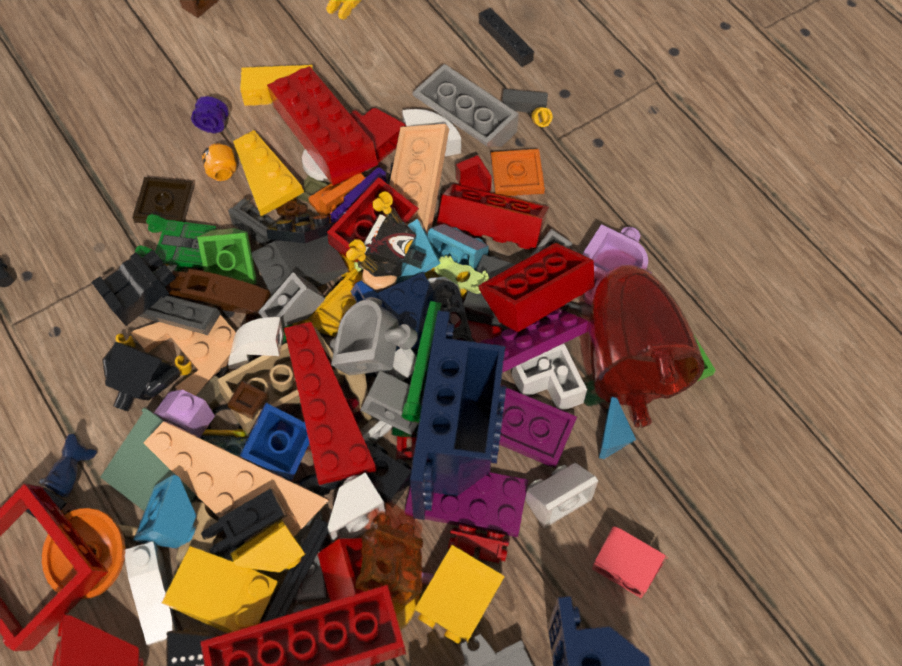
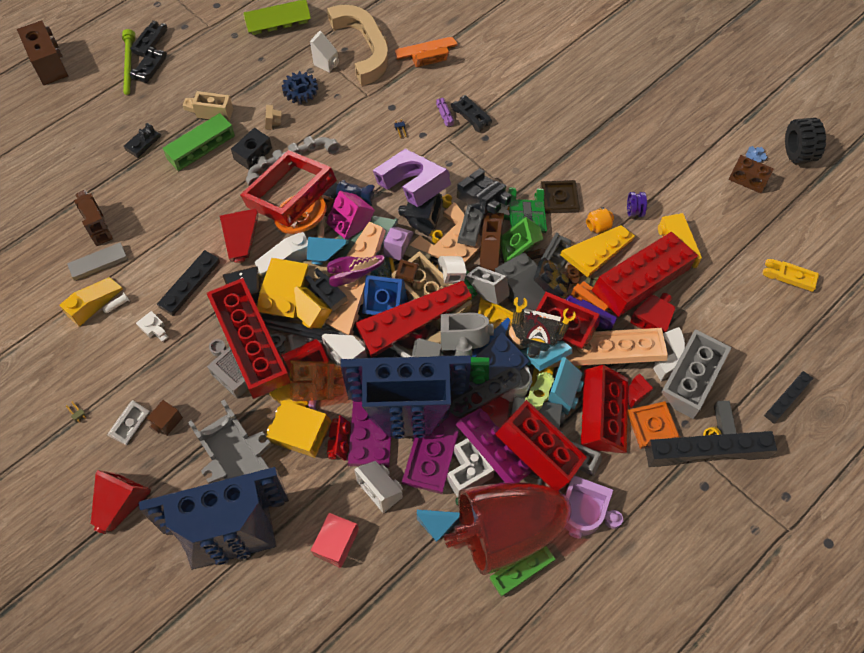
camera: 80 degrees right, 0 degrees up
(44, 382) = (429, 180): none -> medium lavender arch
(111, 478) = (349, 214): none -> dark pink slope
(223, 466) = (352, 268): none -> magenta animal
(560, 123) = (682, 449): none -> black arch

